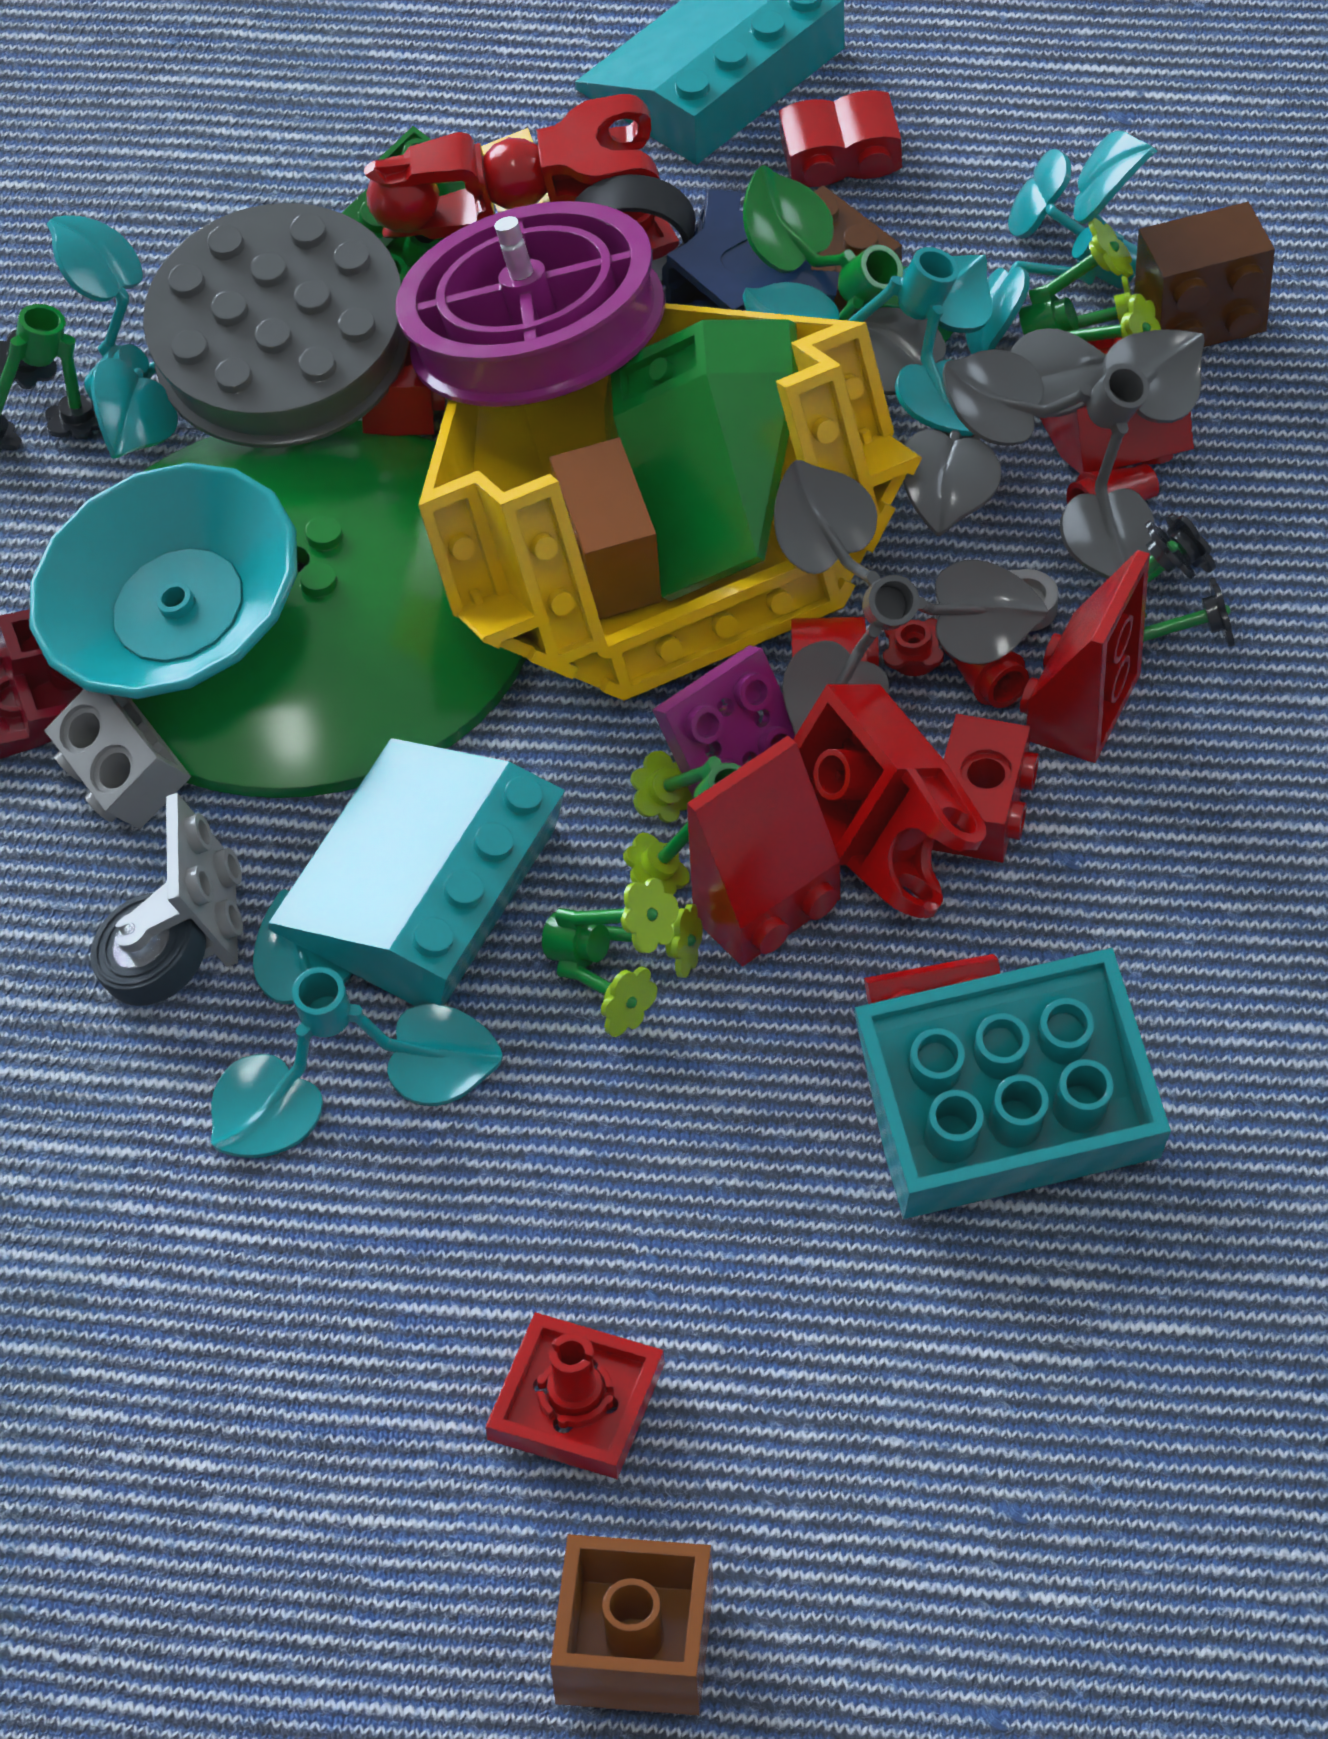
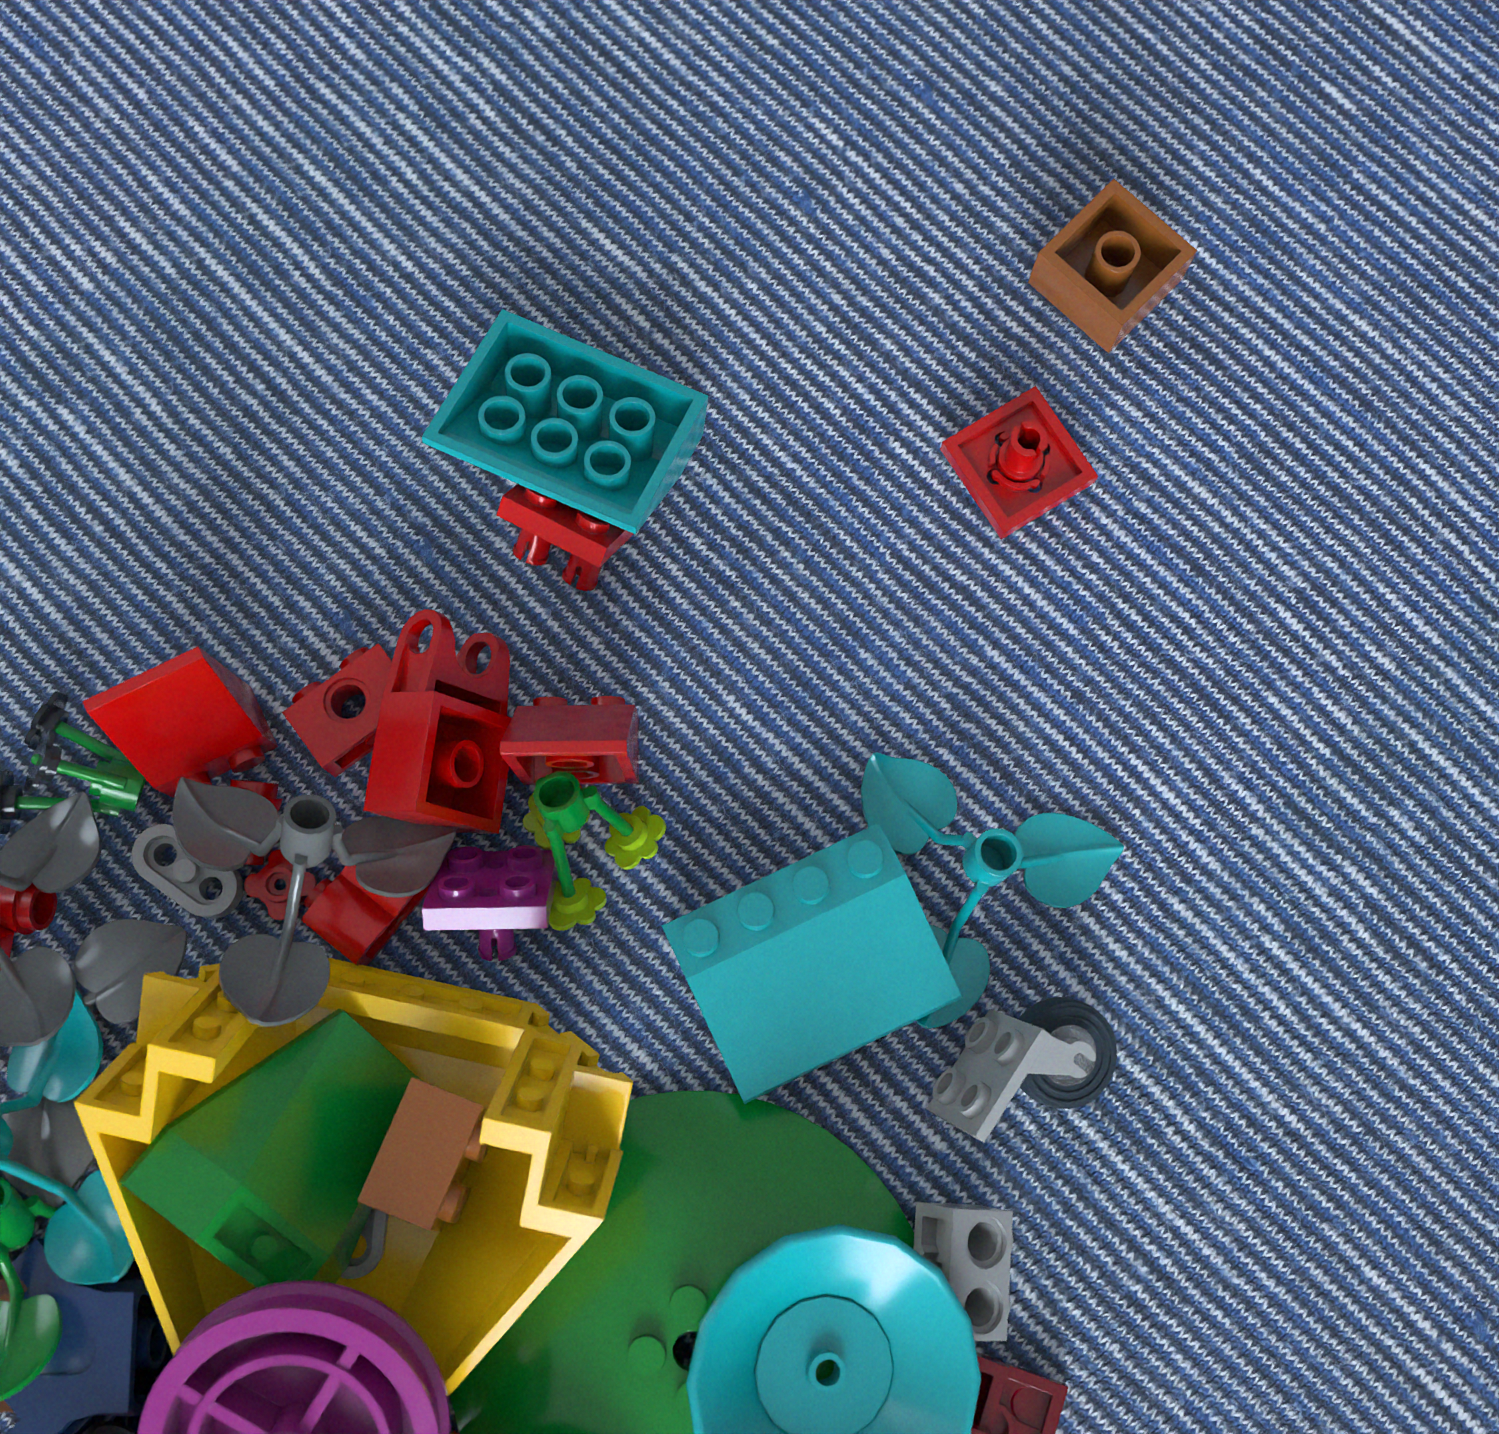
camera: 145 degrees left, 25 degrees up
(647, 921) = (741, 809): plant -> none

